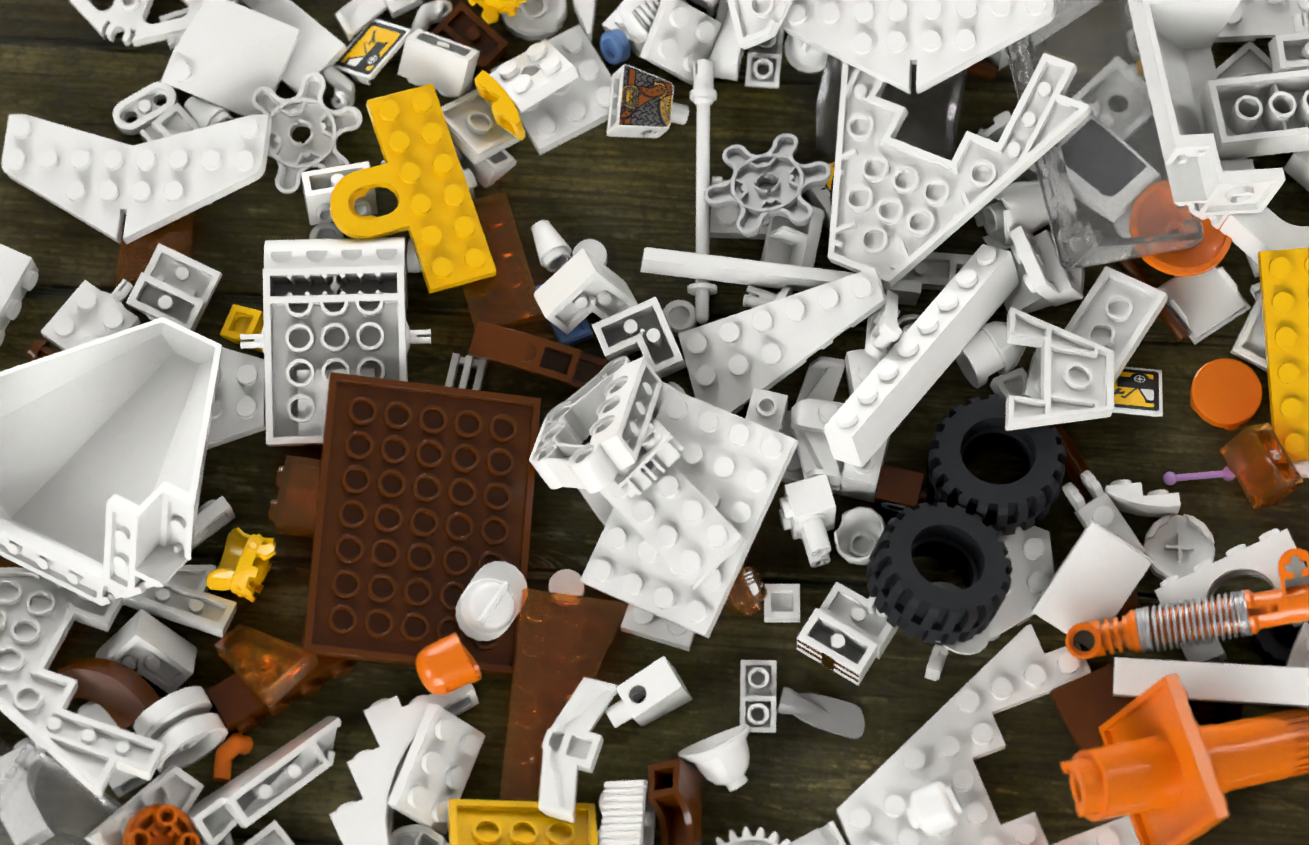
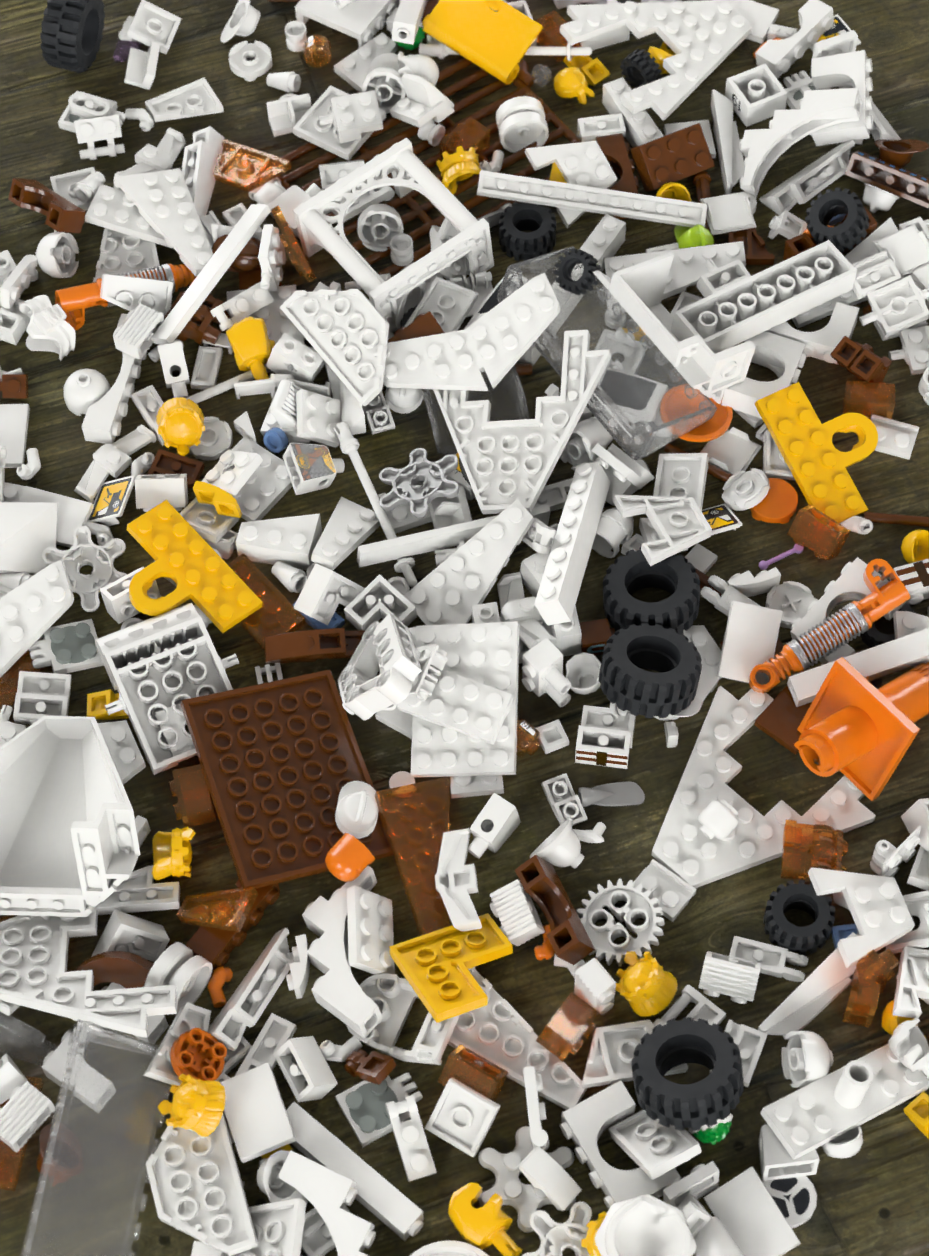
camera: 25 degrees left, 10 degrees down
(233, 231) = (67, 648): none -> piece
(332, 782) = (300, 969): none -> white slope
(562, 193) = (280, 539): none -> white wedge
(643, 215) = (344, 532): none -> white wing
(771, 758) = (592, 836): none -> white bar
(1090, 437) = (701, 558): none -> white tile
(1195, 364) = (745, 489): none -> white tile

